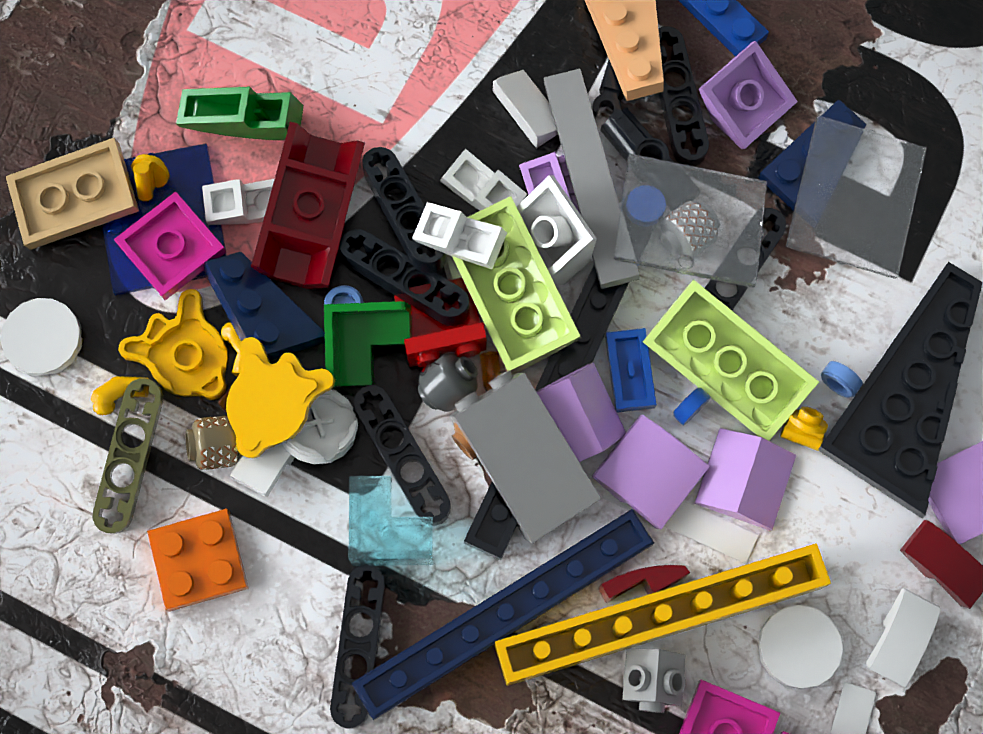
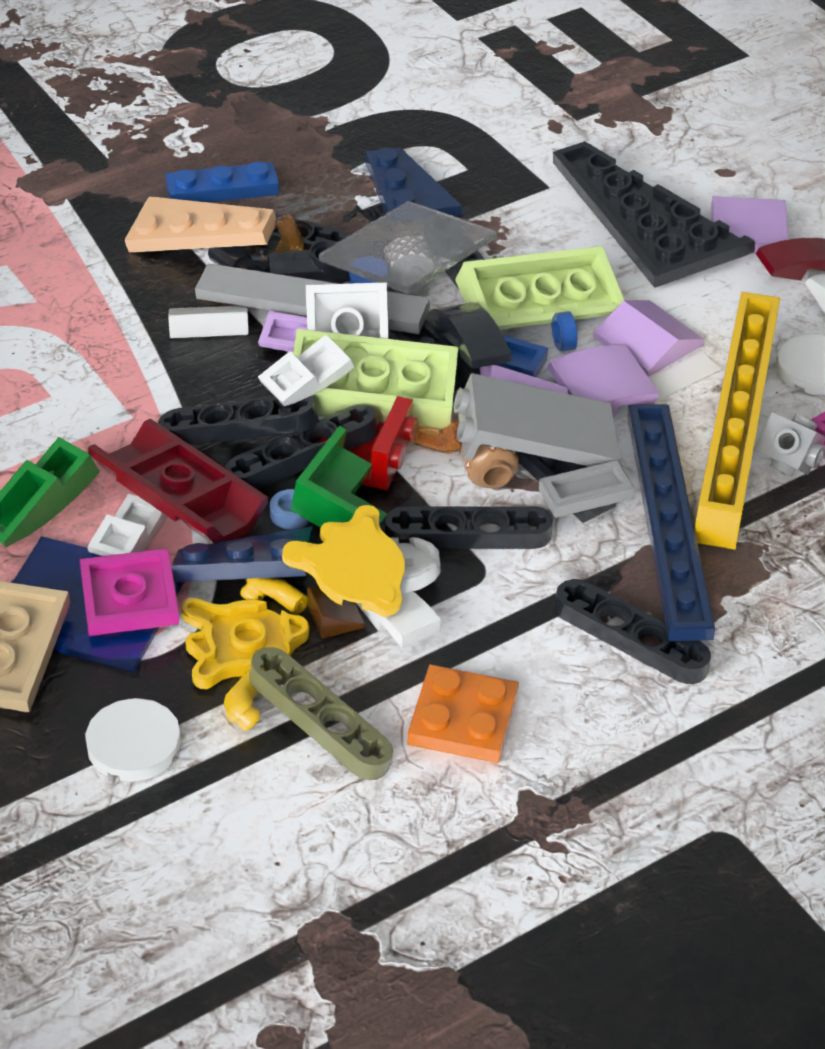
camera: 60 degrees left, 30 degrees down
(148, 174) = (38, 571): yellow plate -> none
(211, 443) = (357, 641): dark tan head -> none
(379, 537) = (528, 561): clear light blue panel -> none
(447, 381) = (428, 457): dark grey head -> none
(479, 184) = (241, 380): white slope -> none
(485, 531) = (586, 488): none -> light grey tile
(612, 332) = (476, 331): none -> black slope
(652, 579) = (700, 421): dark red slope -> none
(657, 115) = (290, 234): none -> clear orange arm
(746, 96) = (319, 195): lavender slope -> none
(805, 427) = (633, 281): yellow plate -> none
(841, 379) = (610, 239): medium blue tile -> none
(856, 197) = (457, 175): clear piece -> none

